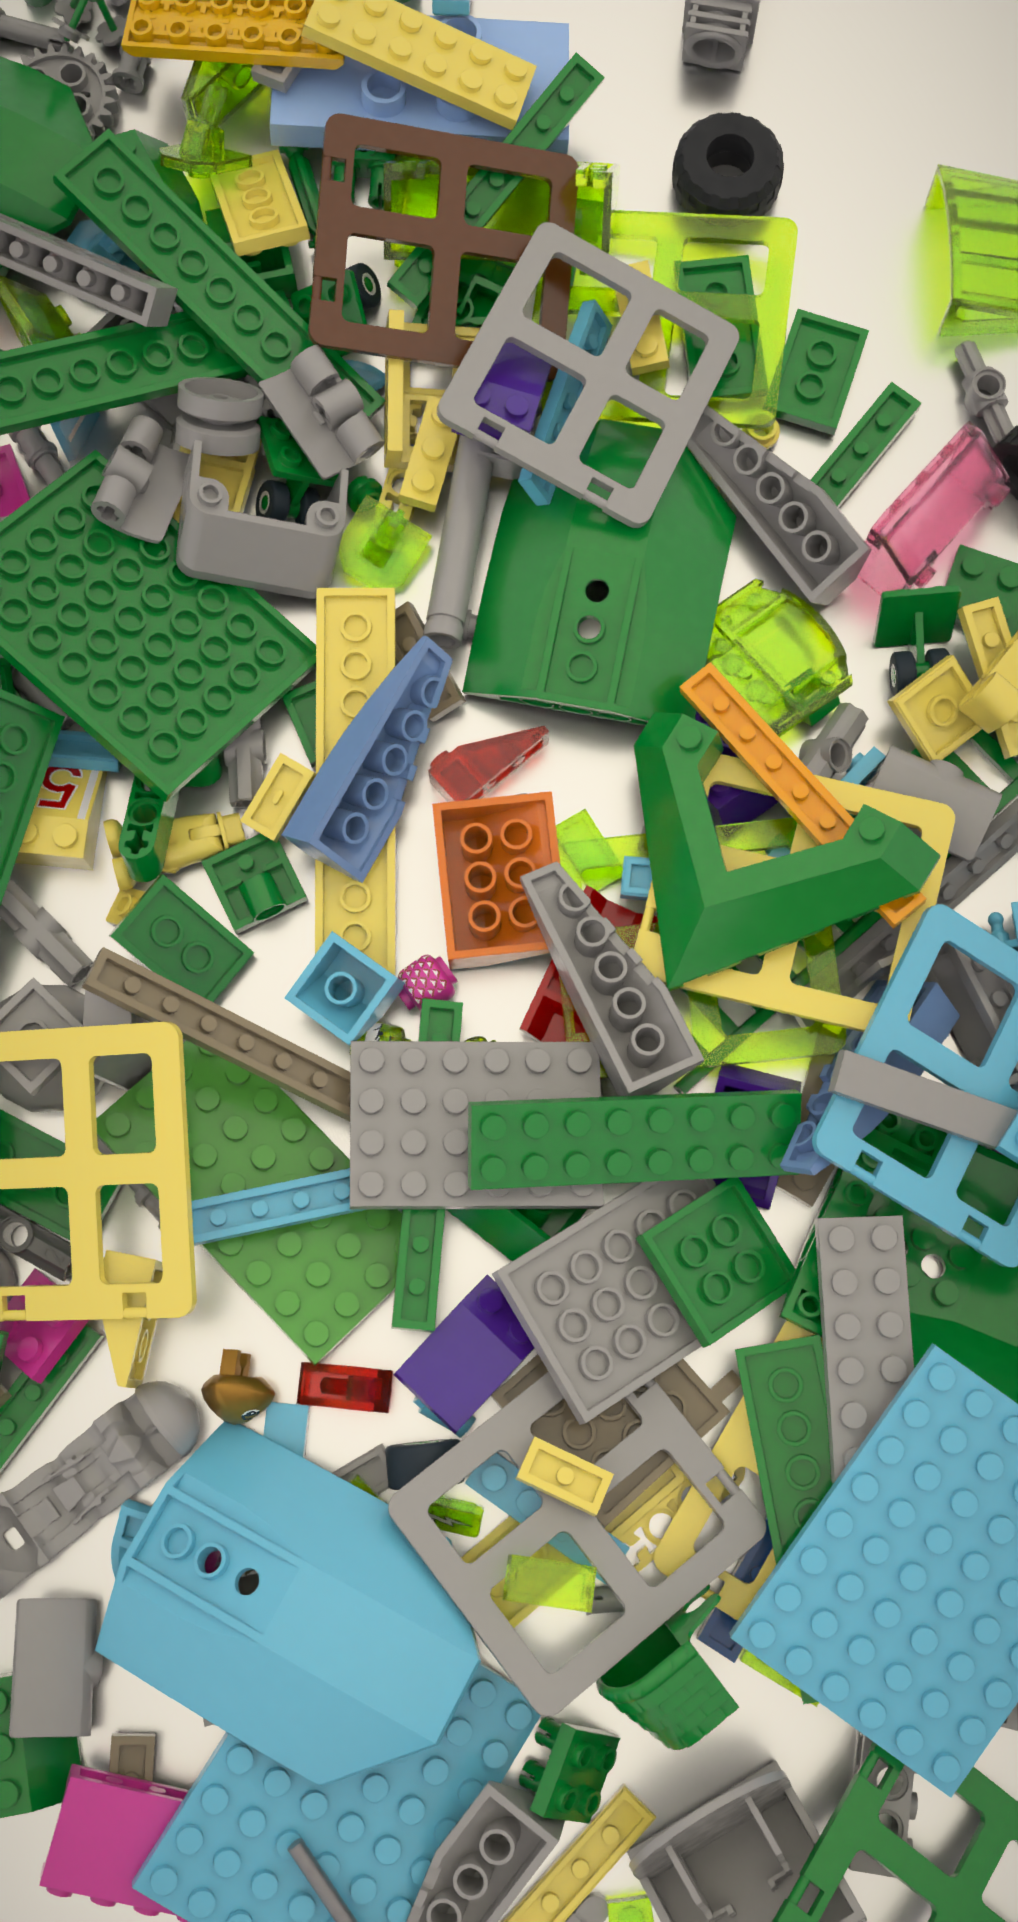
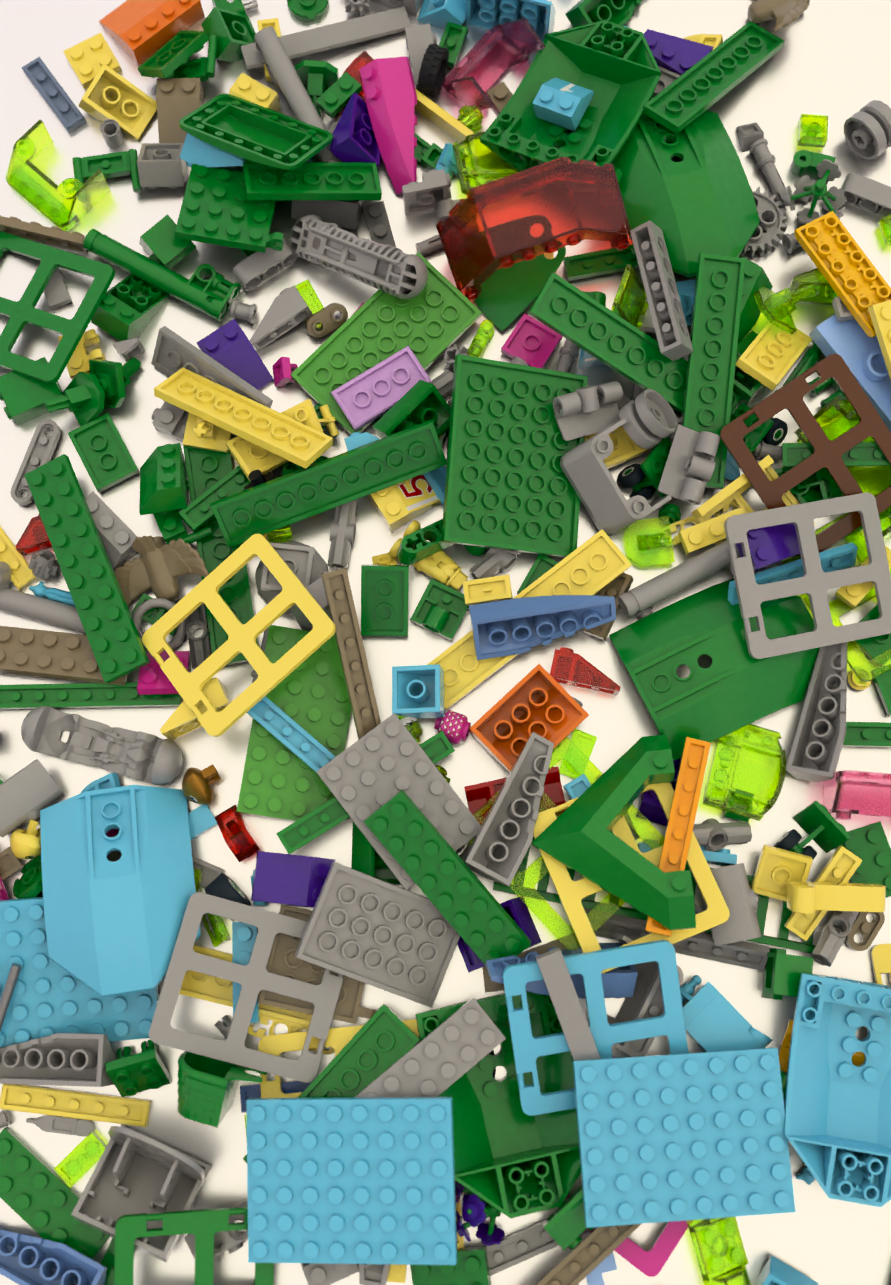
camera: 55 degrees right, 0 degrees up
(127, 1704) = (26, 843): none -> light yellow piece
(186, 1736) = (31, 881): none -> green tile
(378, 312) = (764, 449): none -> light grey pin
(549, 1583) = (211, 995): clear neon green tile -> none
(564, 1476) = (265, 966): light yellow plate -> none
(718, 1260) = (422, 965): green plate -> none

